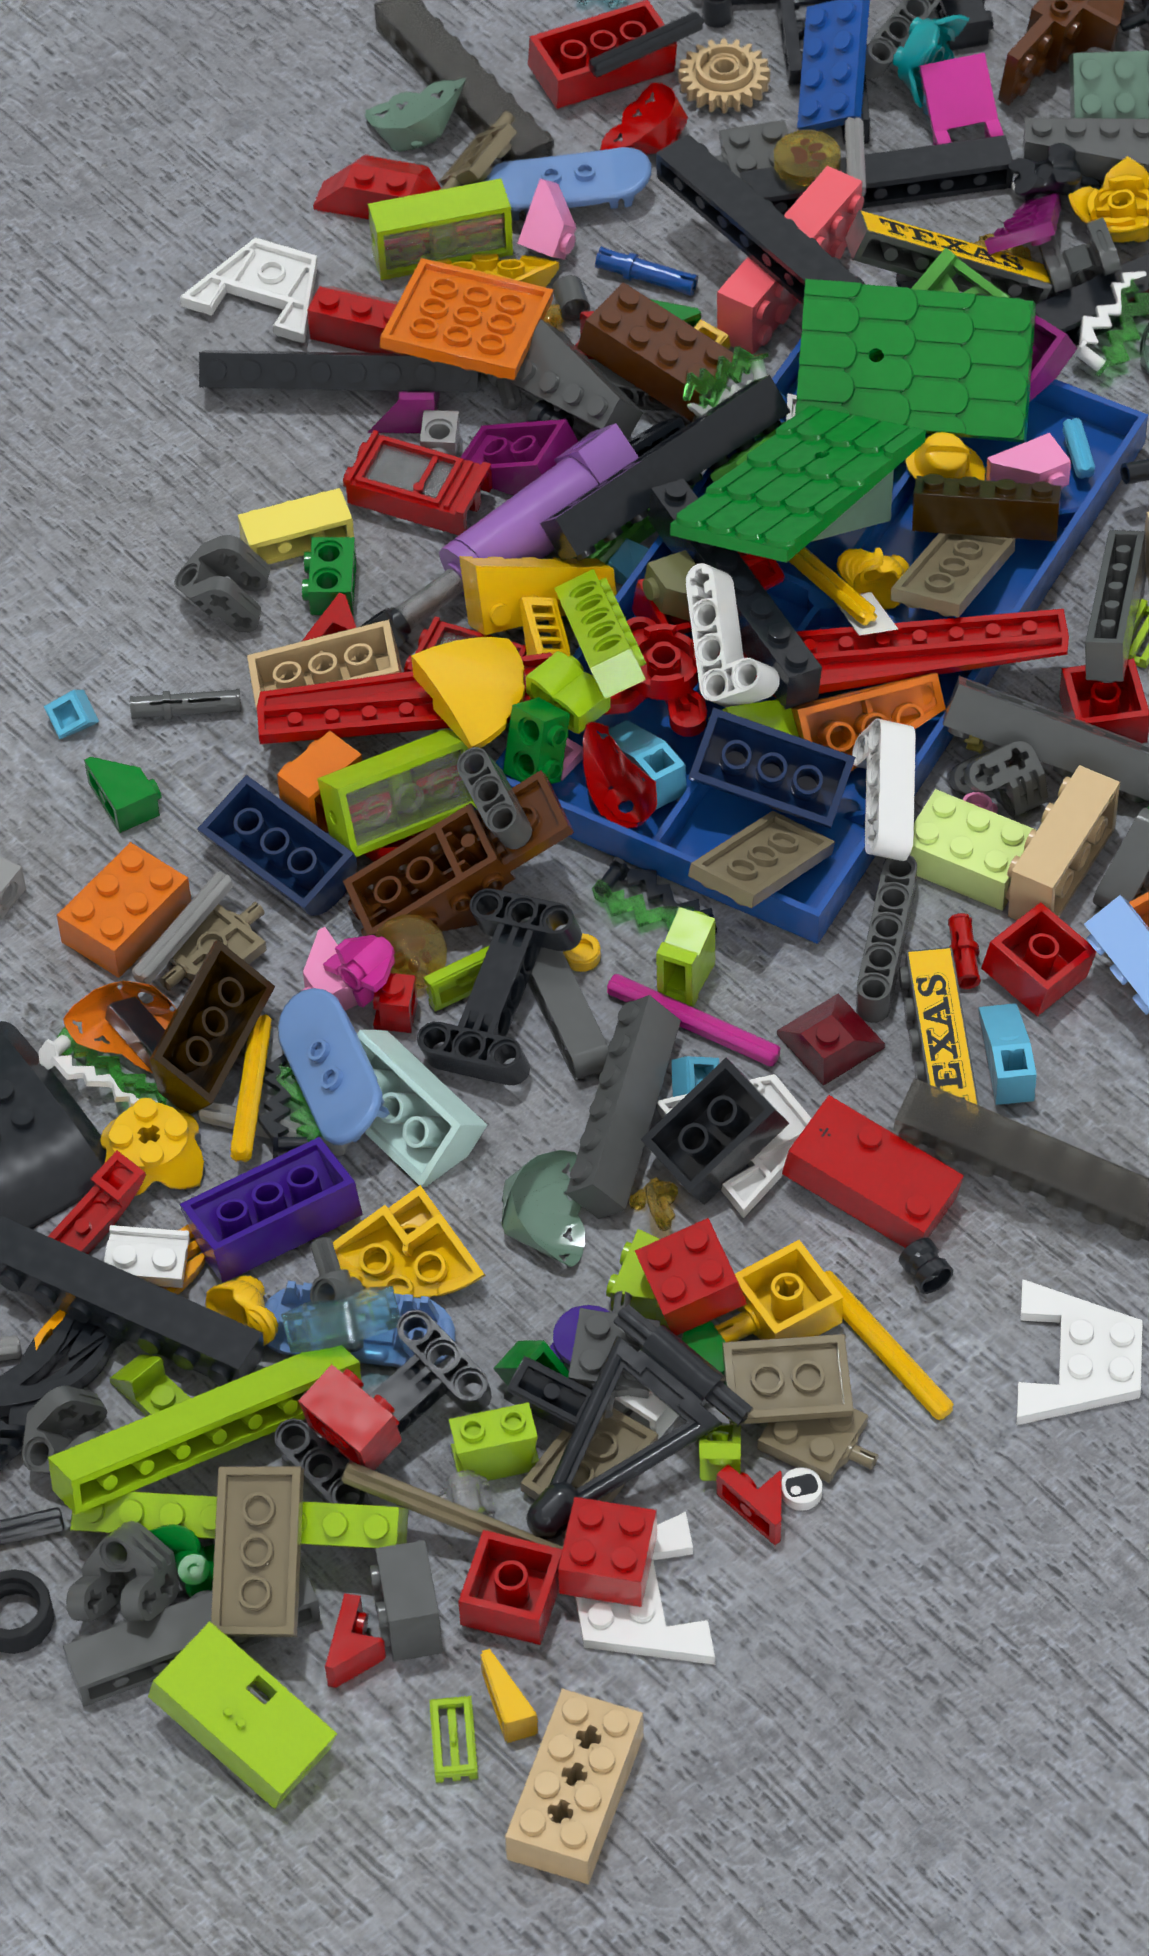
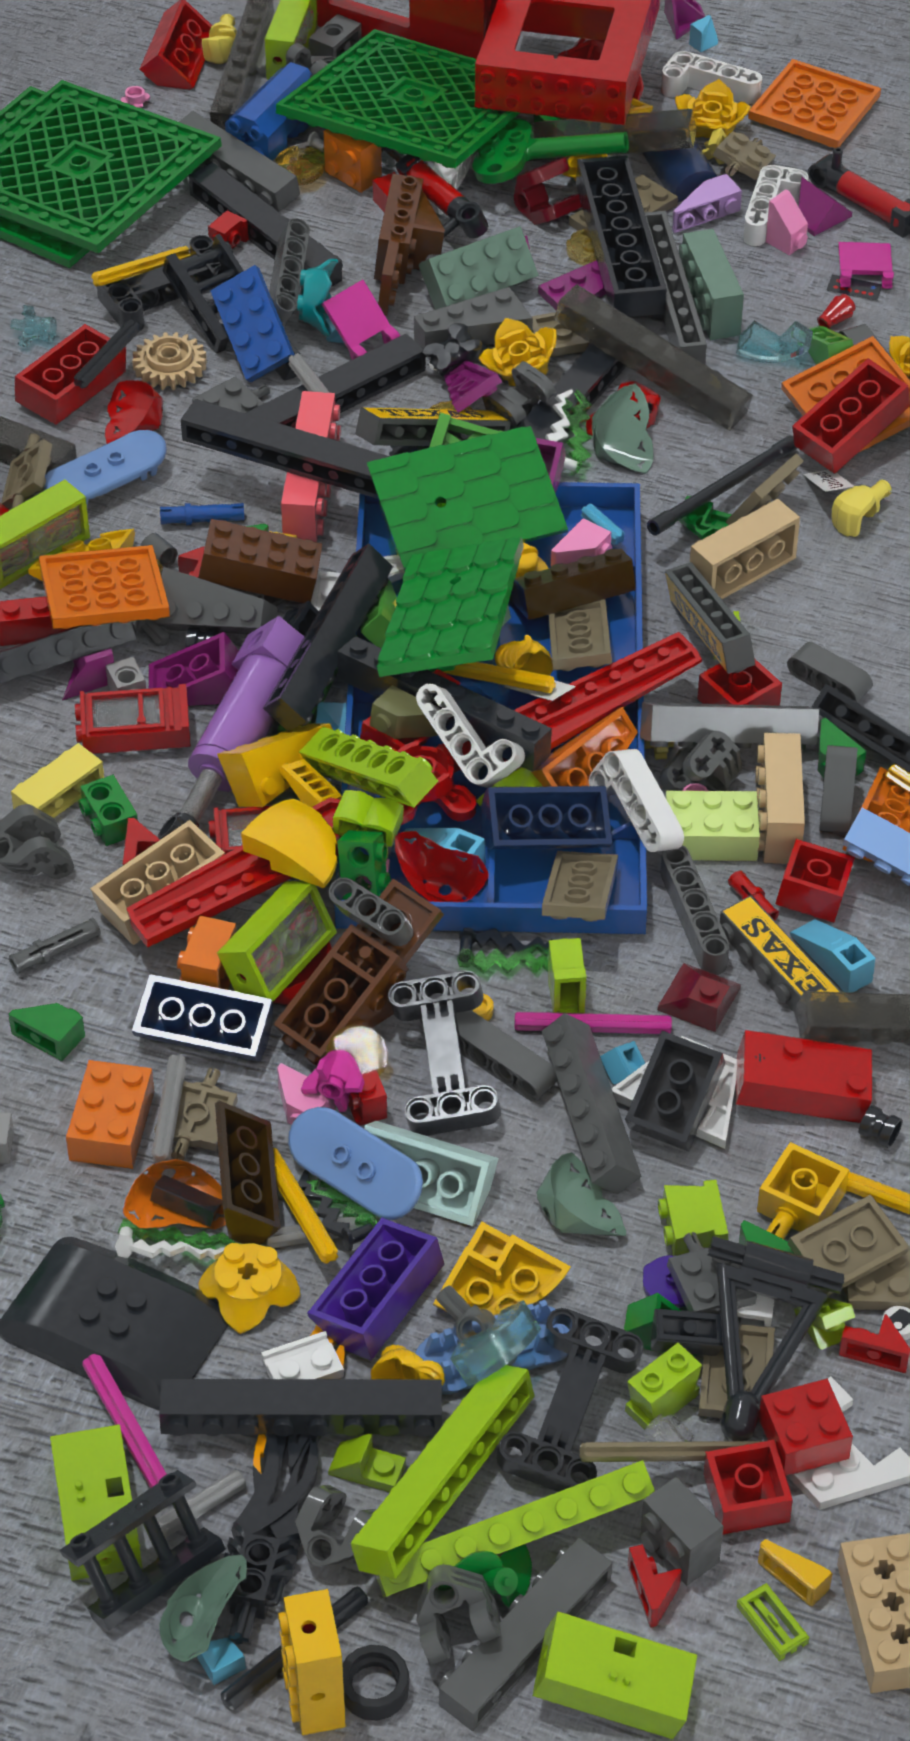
camera: 30 degrees left, 5 degrees down
(102, 1206) = (240, 1338): red slope -> none
(257, 1551) = (556, 1541): dark tan plate -> none
(351, 1418) = (564, 1409): brick -> none
(454, 980) = (405, 1061): lime tile -> none
(549, 222) = (112, 504): bright pink slope -> none
(659, 1198) = (658, 1156): clear yellow piece -> none
(691, 1277) = (736, 1199): red brick -> none
(742, 362) = (319, 567): clear neon green piece -> none
(805, 155) = (275, 393): clear yellow tile -> none

